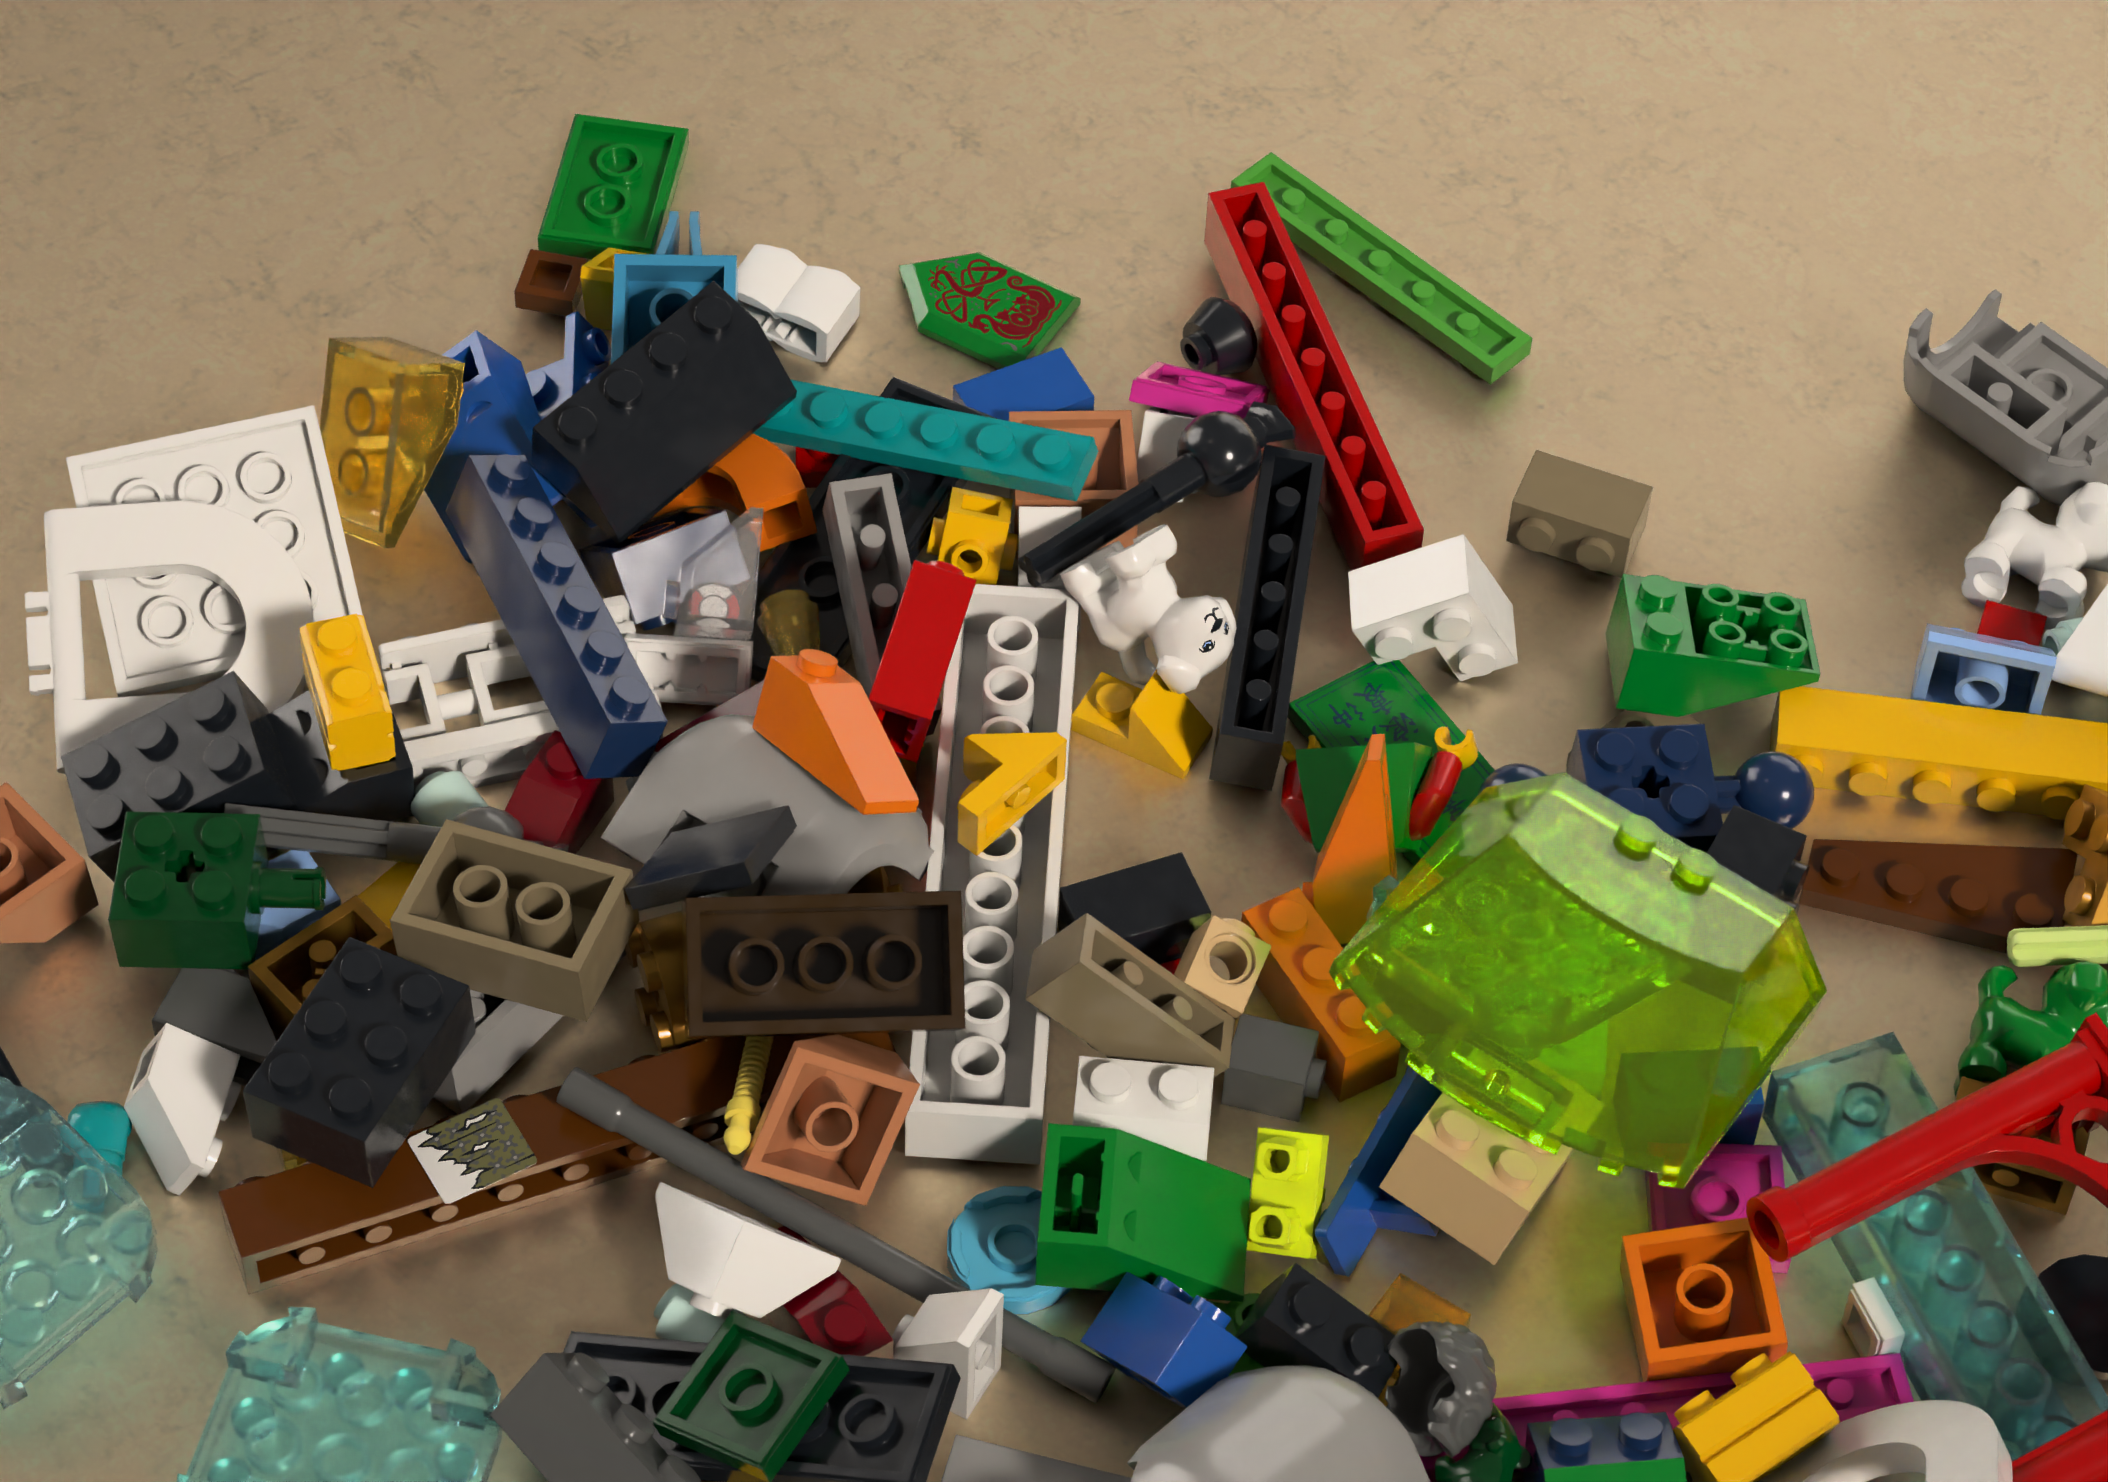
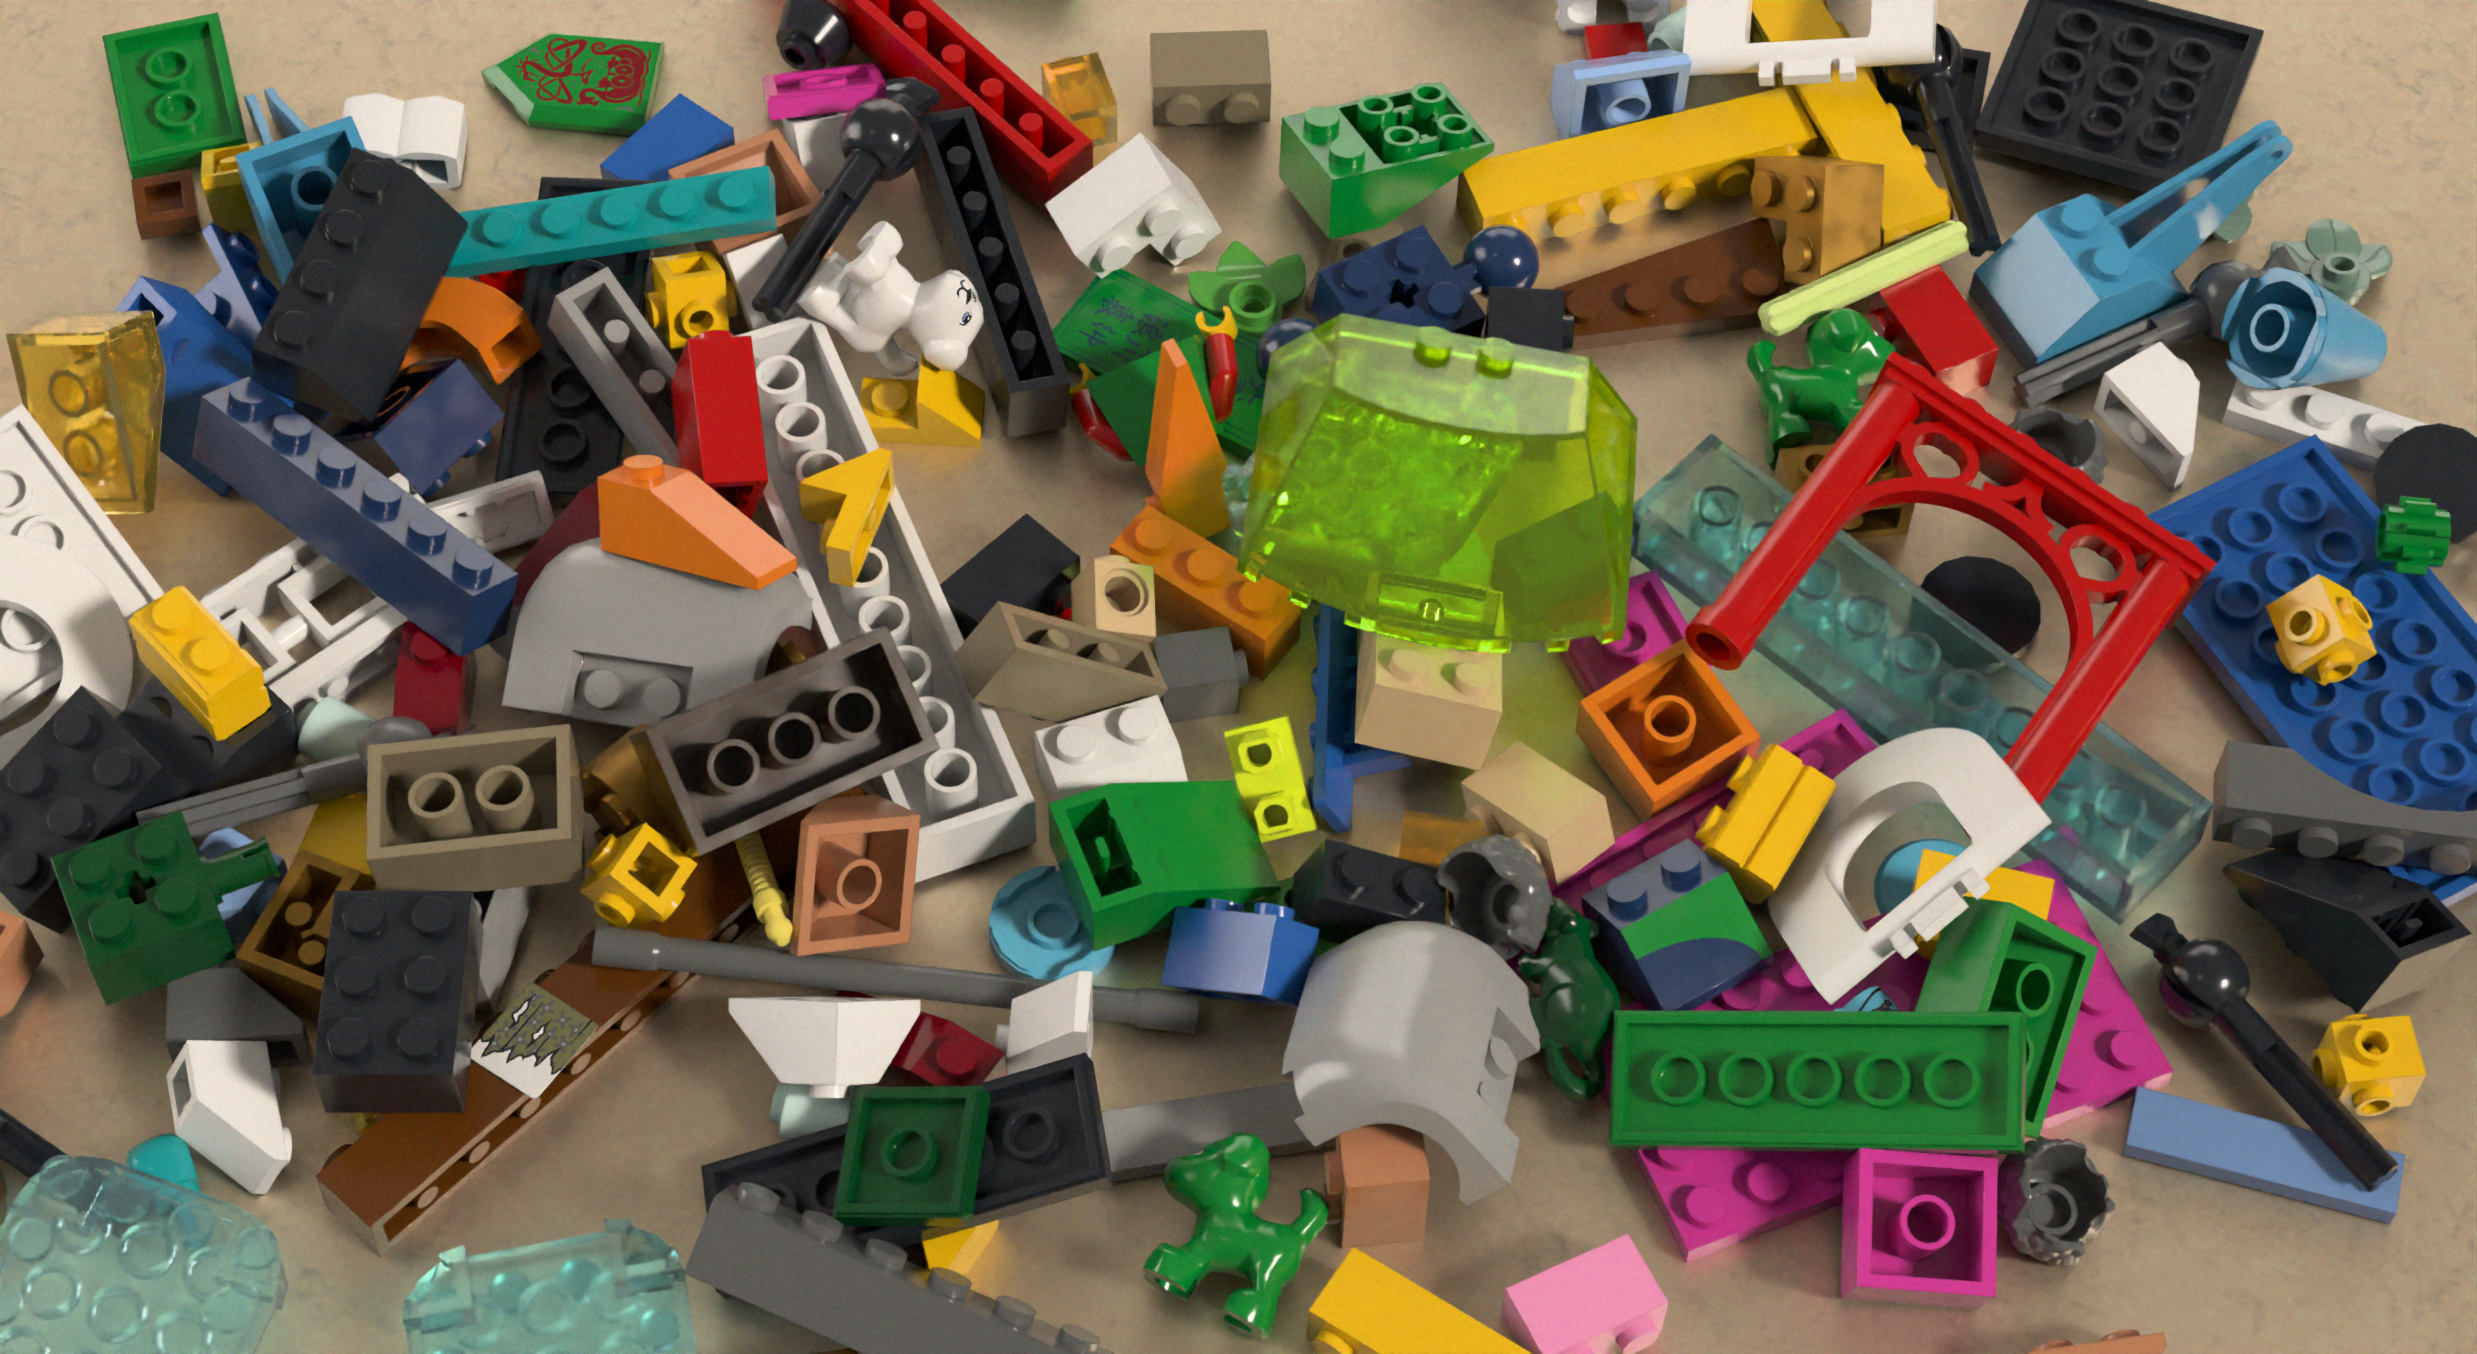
camera: 25 degrees left, 5 degrees up
(655, 1035) = (636, 877): none -> yellow brick
(711, 858) = (633, 685): black tile -> none
(719, 584) = (488, 430): clear slope -> none
(790, 622) = (571, 446): clear yellow cone -> none
(1443, 489) = (1082, 95): none -> clear yellow brick
(1518, 724) = (1249, 286): none -> bright green plate
(1532, 1329) = (1541, 807): none -> tan brick
(1871, 1320) = (1807, 690): white tile -> none

